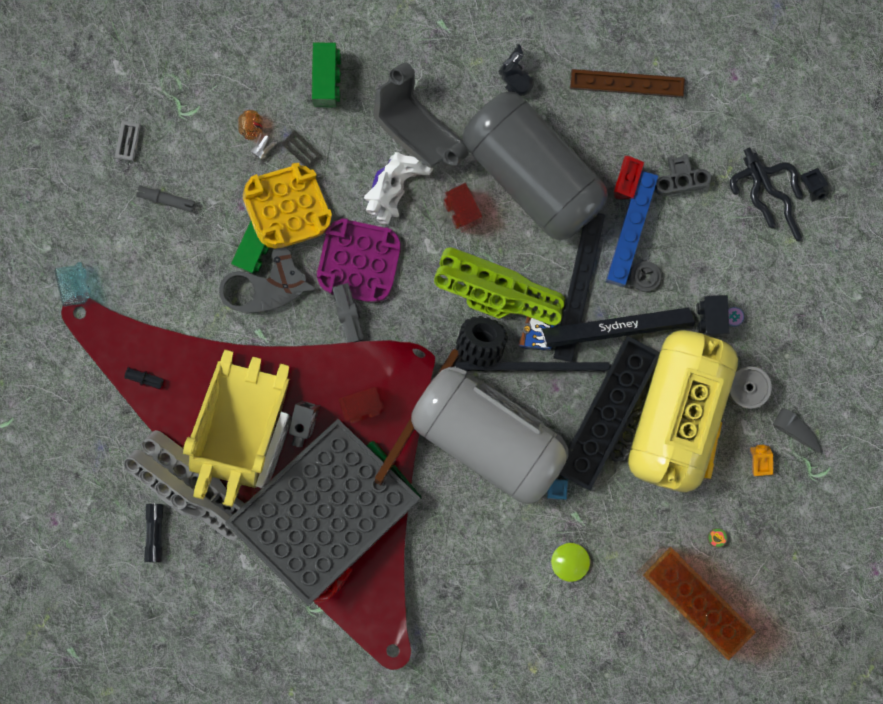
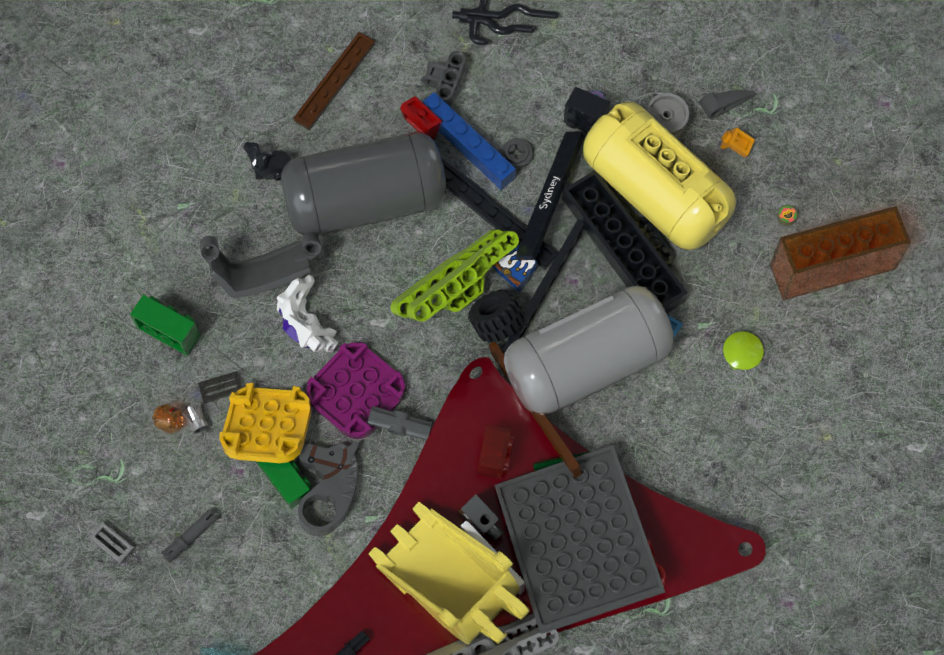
camera: 60 degrees left, 15 degrees down
(463, 207) = (362, 269): clear red brick -> none

